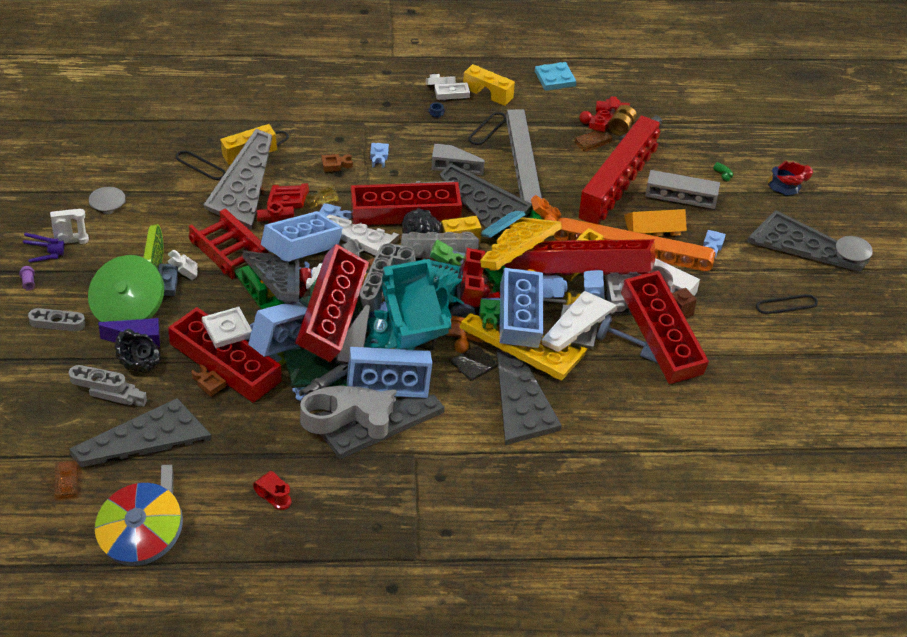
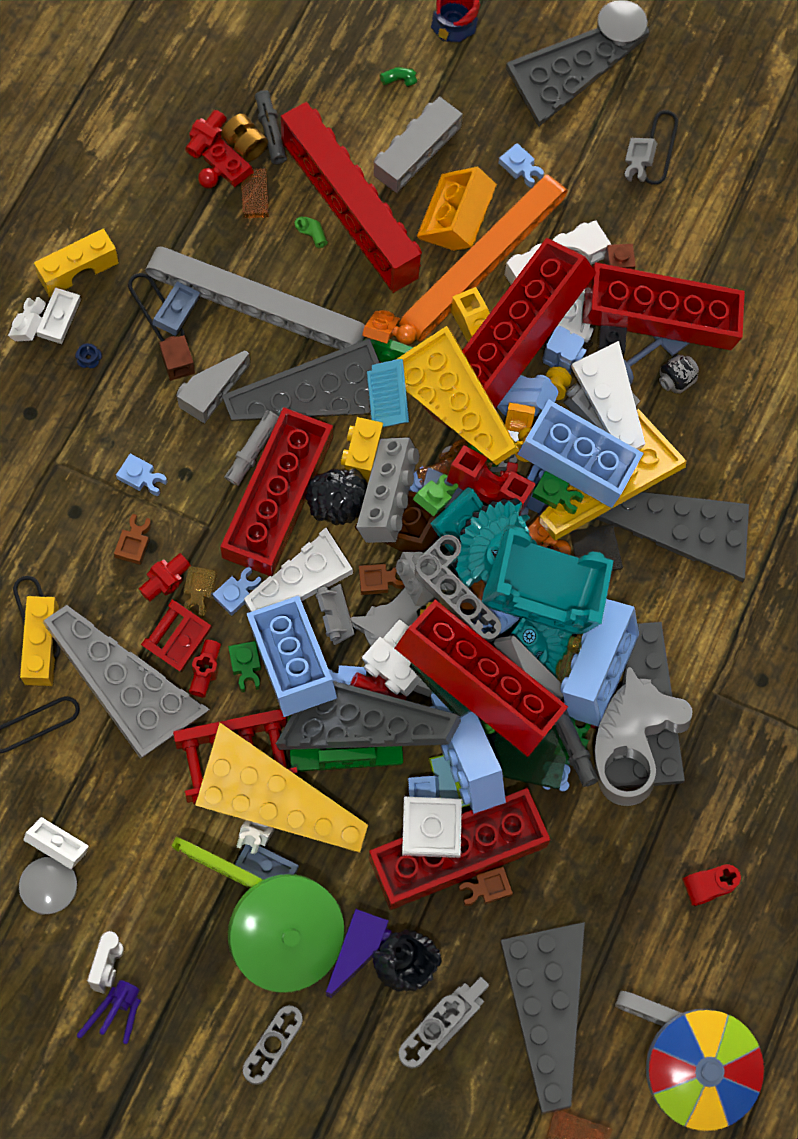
camera: 65 degrees left, 25 degrees up
(27, 275) = (168, 1057): medium lavender pin -> none
(133, 191) = (56, 843): none -> white plate
(209, 257) = (261, 790): none -> yellow wing
(320, 180) = (164, 577): none -> red axle
(462, 139) = (177, 357): none -> copper brick
(492, 130) = (176, 308): none -> sand blue plate
(555, 76) = (94, 167): medium azure plate -> none
(590, 169) = (311, 228): none -> bright green arm
(623, 318) = (610, 335): none -> black brick
(627, 359) = (678, 373): none -> head
(768, 292) = (639, 154): none -> light grey plate

